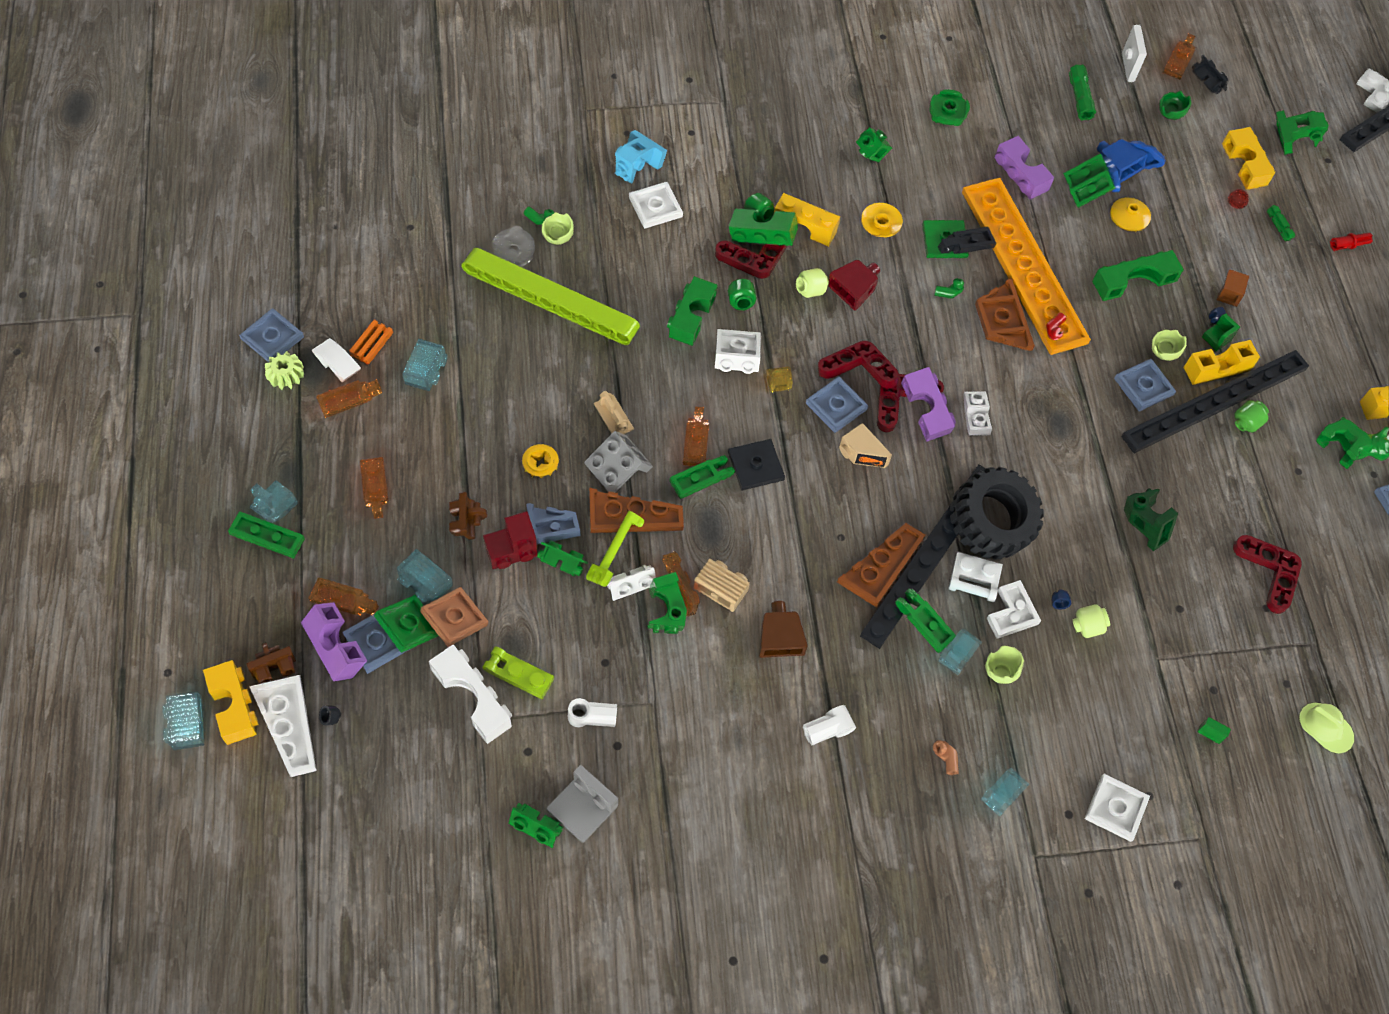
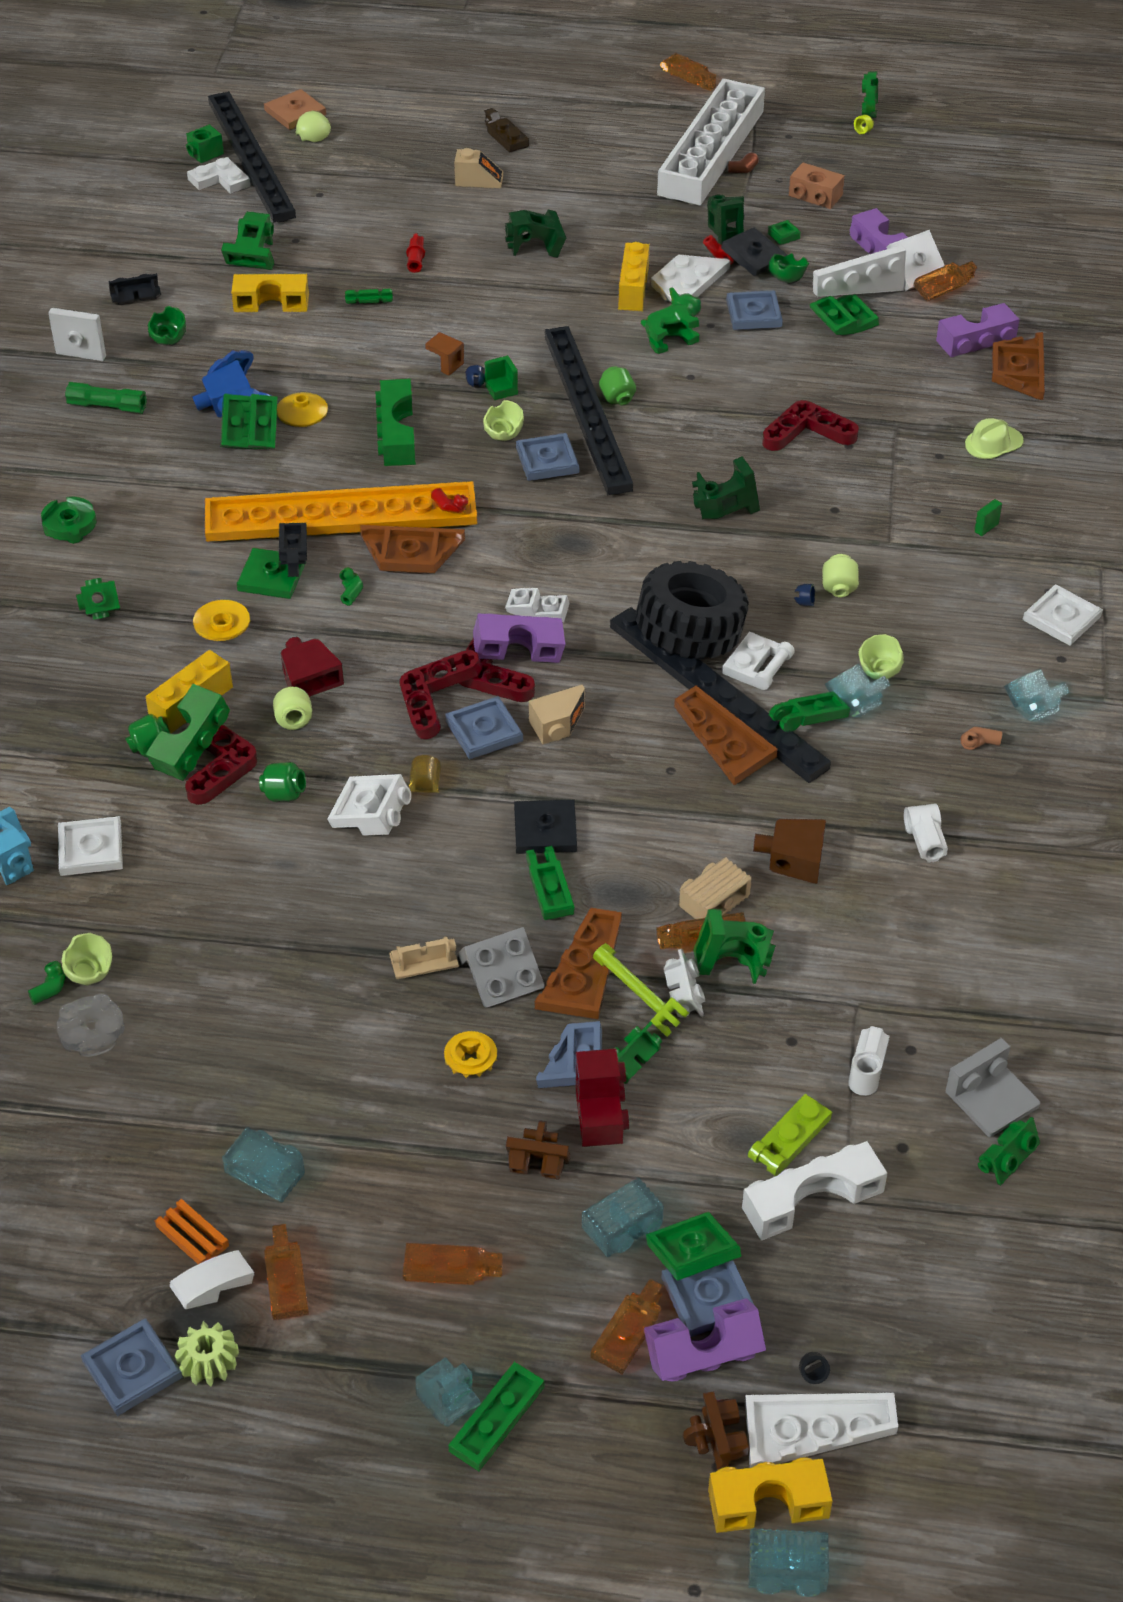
camera: 70 degrees left, 15 degrees down
(454, 616) = (693, 1192): nougat plate -> none
(551, 296) = (195, 996): lime beam -> none
(696, 439) = (487, 879): clear orange hinge -> none
(697, 296) = (304, 852): green arch -> none
(1018, 613) = (814, 631): white plate -> none
(1031, 180) = (182, 482): medium lavender arch -> none
(1180, 58) = (89, 302): clear orange hinge -> none
(1237, 359) = (543, 386): yellow arch -> none
(1238, 199) = (322, 317): clear red plate -> none

